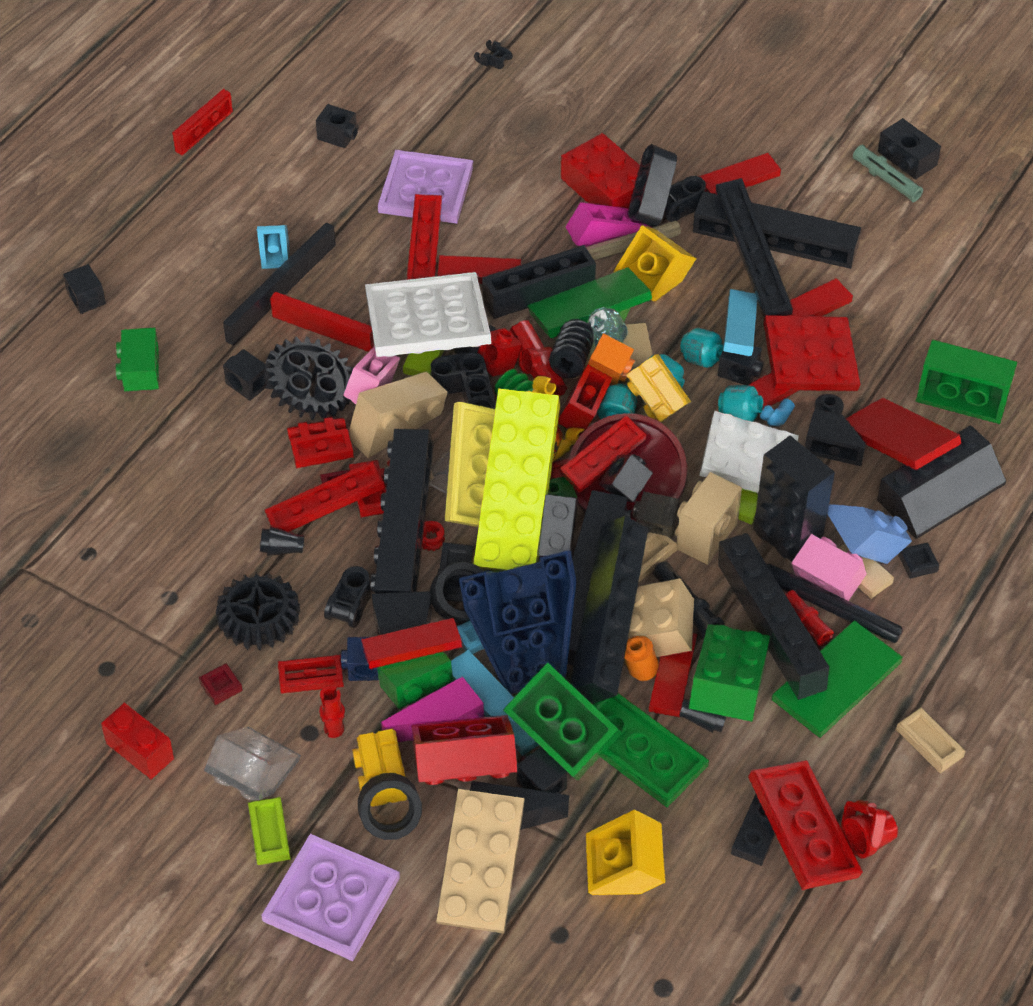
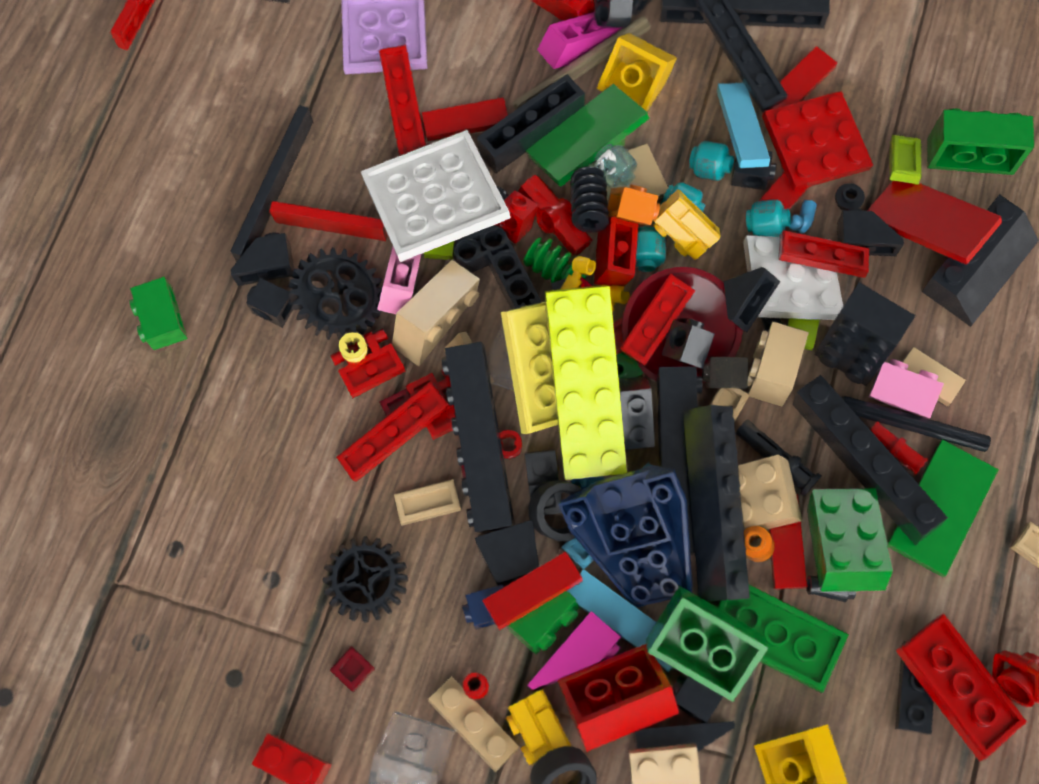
camera: 10 degrees left, 20 degrees up
(84, 289) = (76, 240): black brick -> none
(254, 335) = (265, 259): none -> black slope
(273, 245) = (253, 142): medium azure slope -> none
(278, 542) = (363, 491): black cone -> none
(311, 677) = (438, 634): red tile -> none
(312, 414) = (353, 337): none -> light yellow bush
(320, 752) = (473, 724): none -> tan plate
(330, 565) = (427, 502): none -> tan tile
(348, 601) = (451, 542): black piece -> none
(696, 449) = (748, 295): none -> black slope
(770, 433) = (823, 254): none -> red tile
(870, 532) = (937, 340): medium blue slope -> none
(892, 384) = (905, 159): none -> lime tile
(919, 560) = (981, 352): black tile -> none

